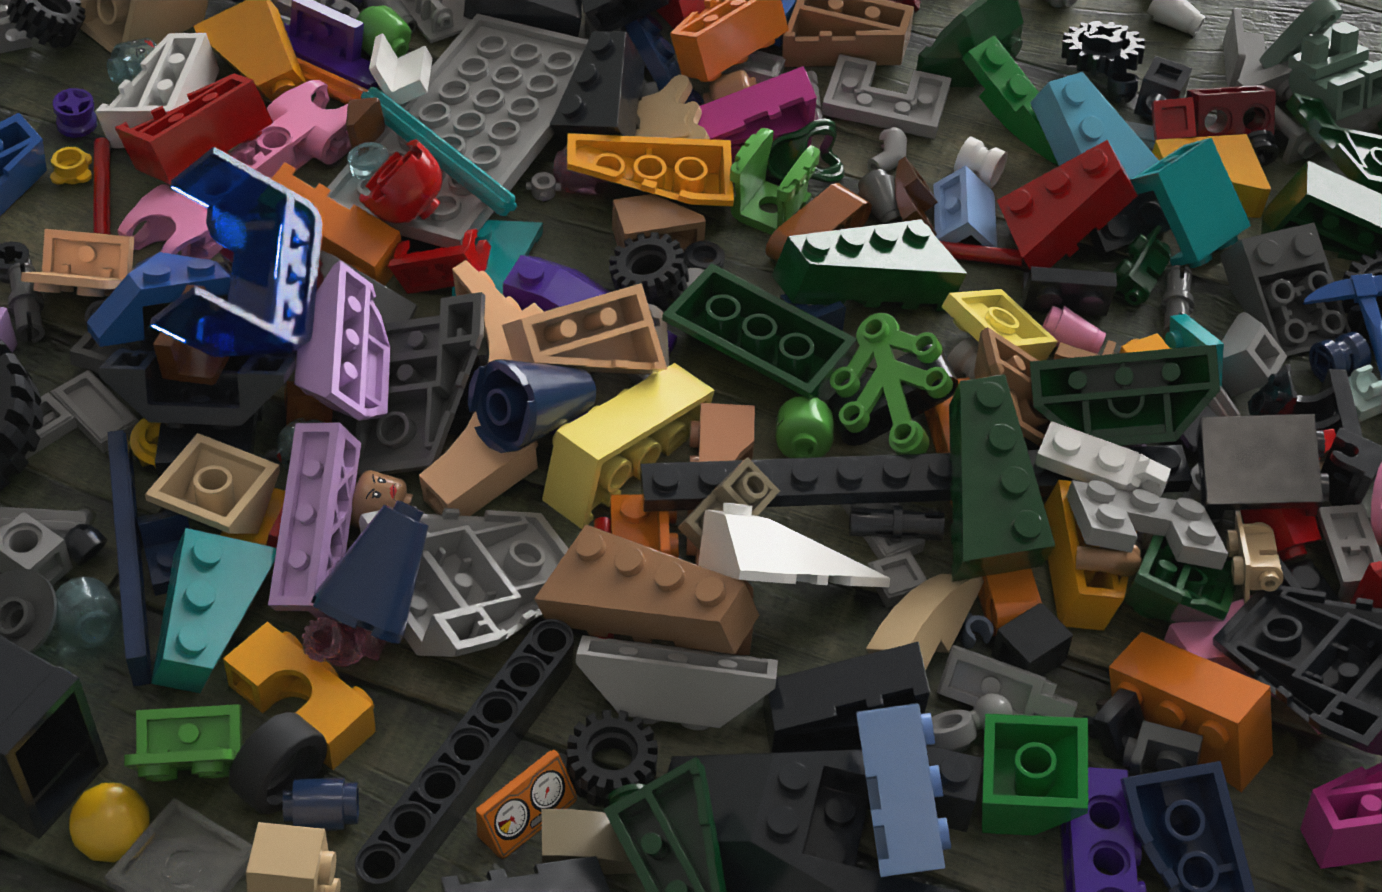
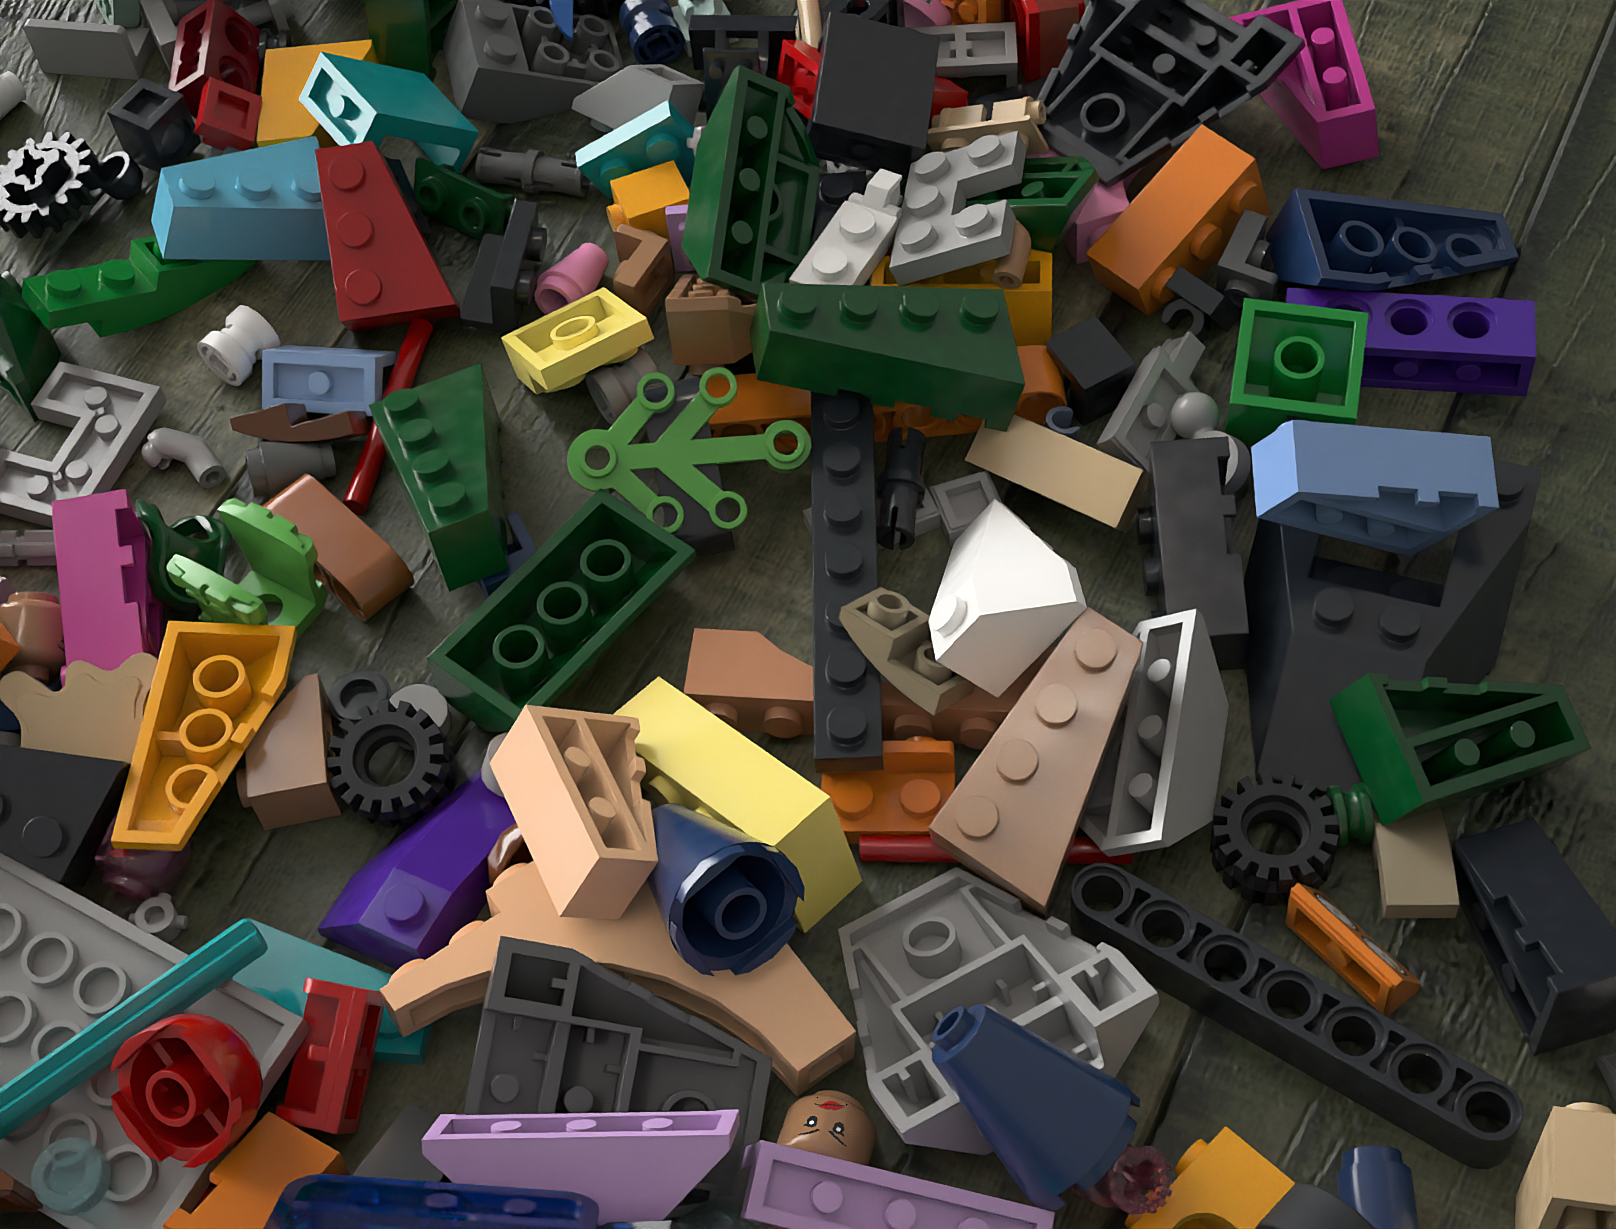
camera: 75 degrees left, 5 degrees up
(805, 425) = (722, 585): bright green head -> none

